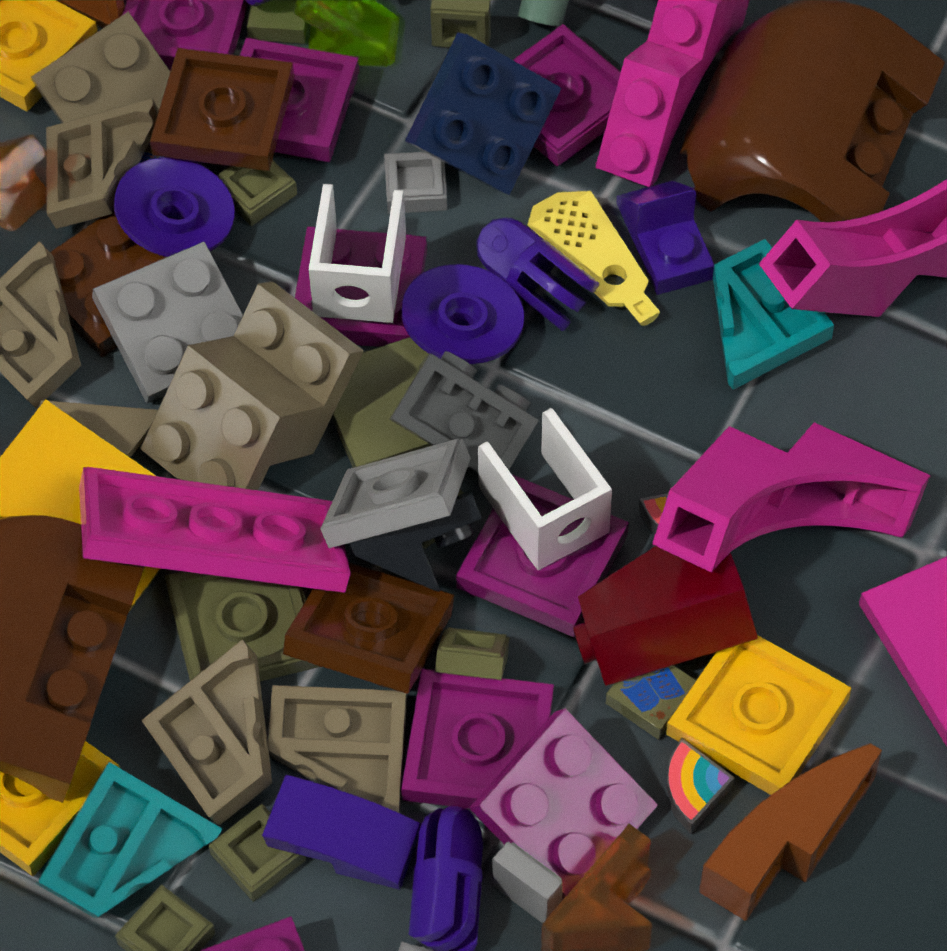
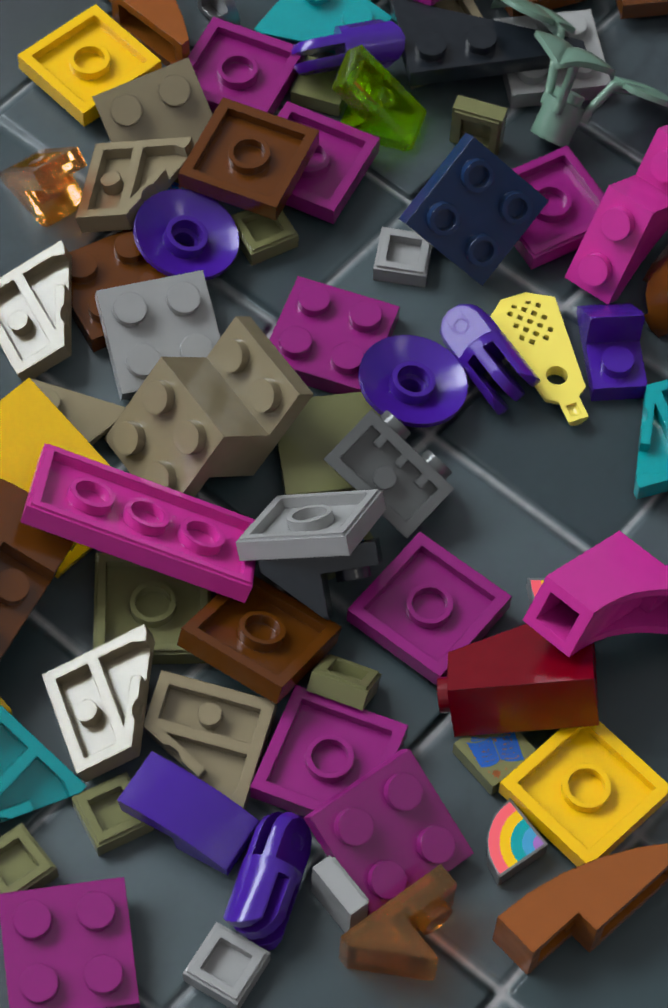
camera: 10 degrees right, 0 degrees up
(378, 282) = (344, 339): white piece -> none
(538, 533) = (427, 588): white piece -> none

